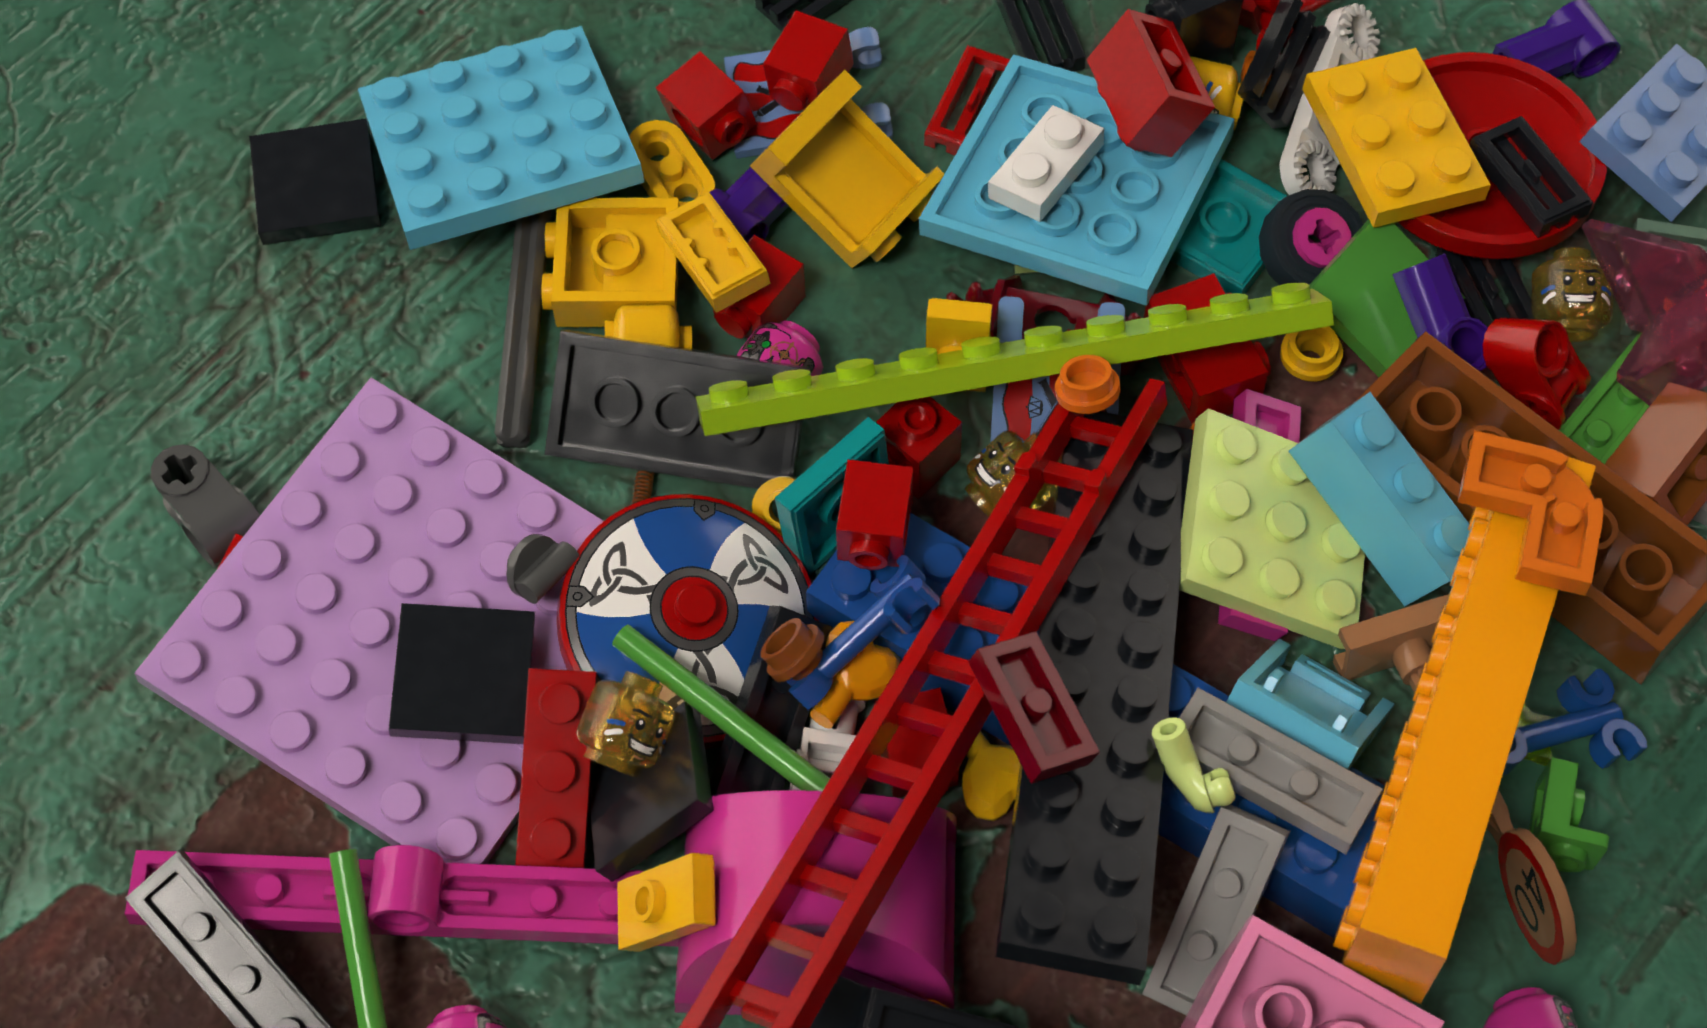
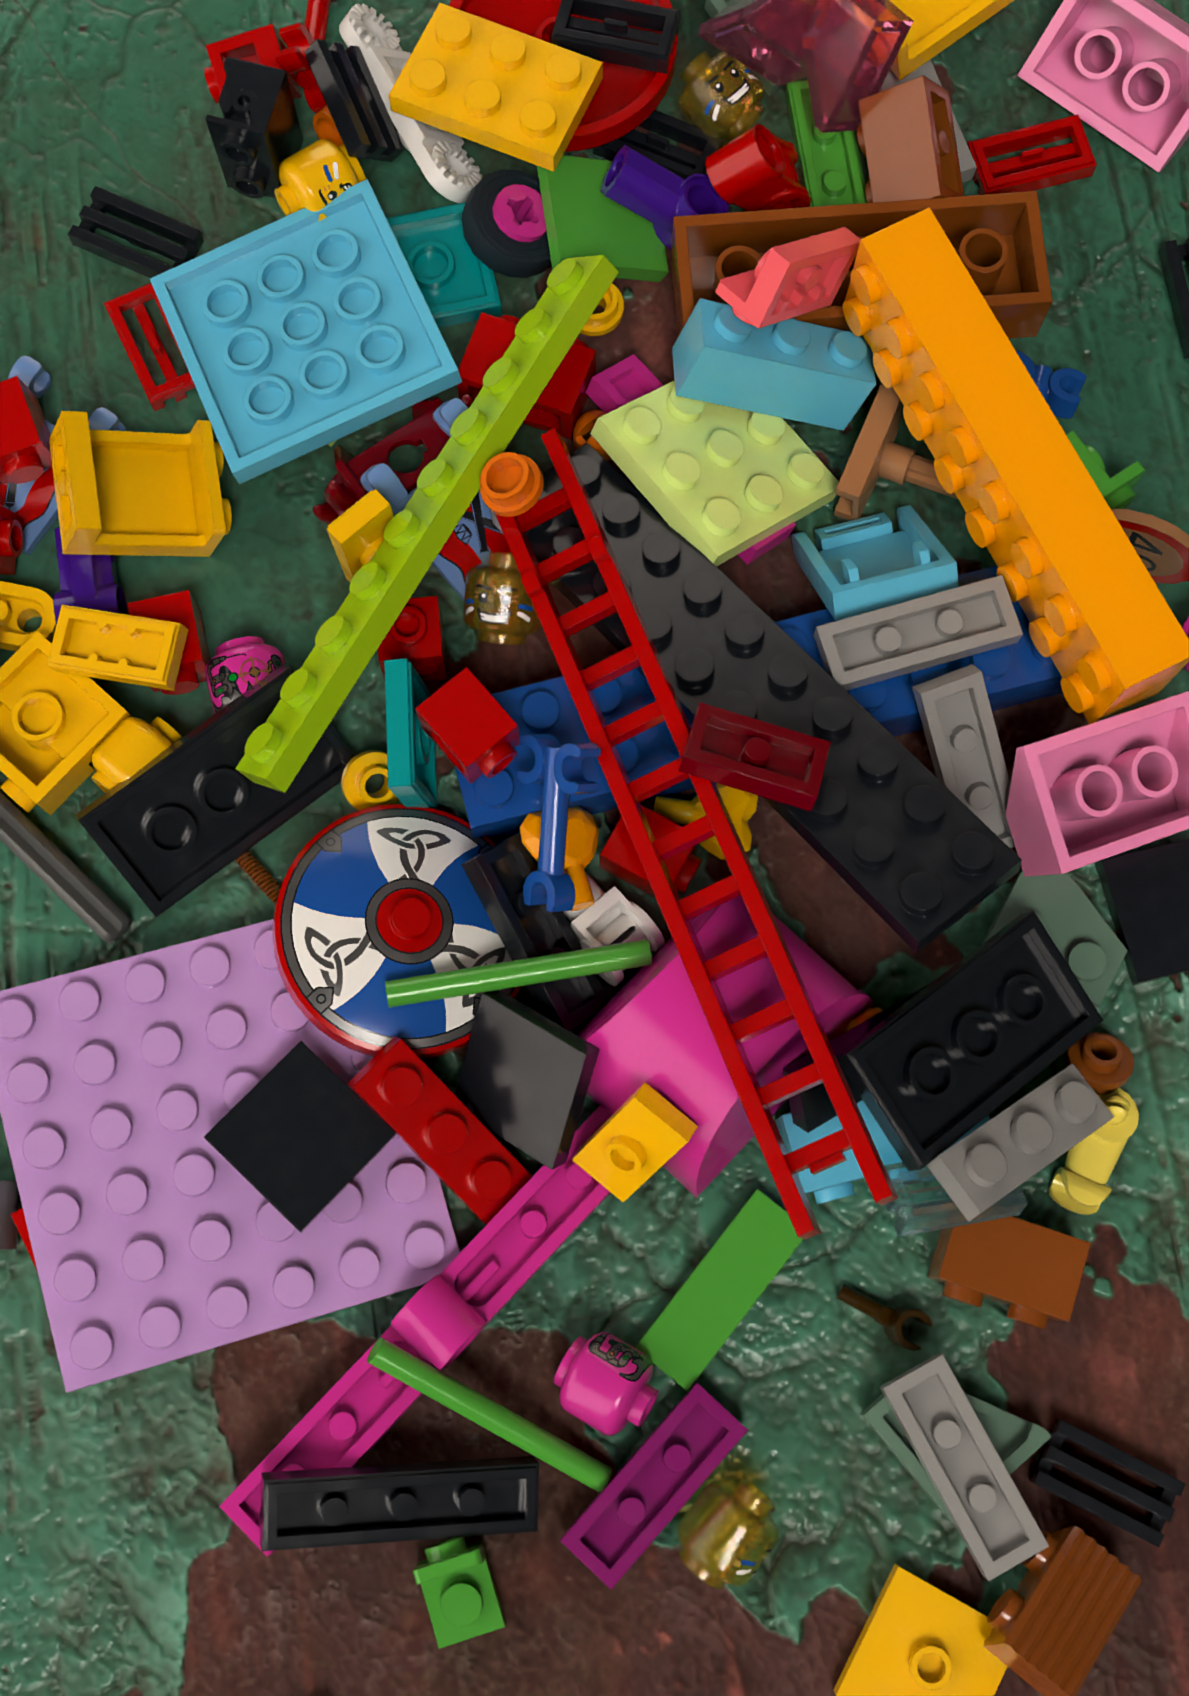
camera: 50 degrees left, 15 degrees up
(538, 565) = (268, 1007): dark grey plate -> none
(625, 723) = (463, 1052): clear yellow head -> none
(793, 650) = (522, 881): dark orange plate -> none
(1046, 163) = (277, 341): white plate -> none
(1149, 83) = (291, 208): red brick -> none
(1184, 769) = (871, 693): yellowish green arm -> none
(1437, 427) = (791, 278): none -> coral bracket
(1557, 504) = (923, 259): orange plate -> none

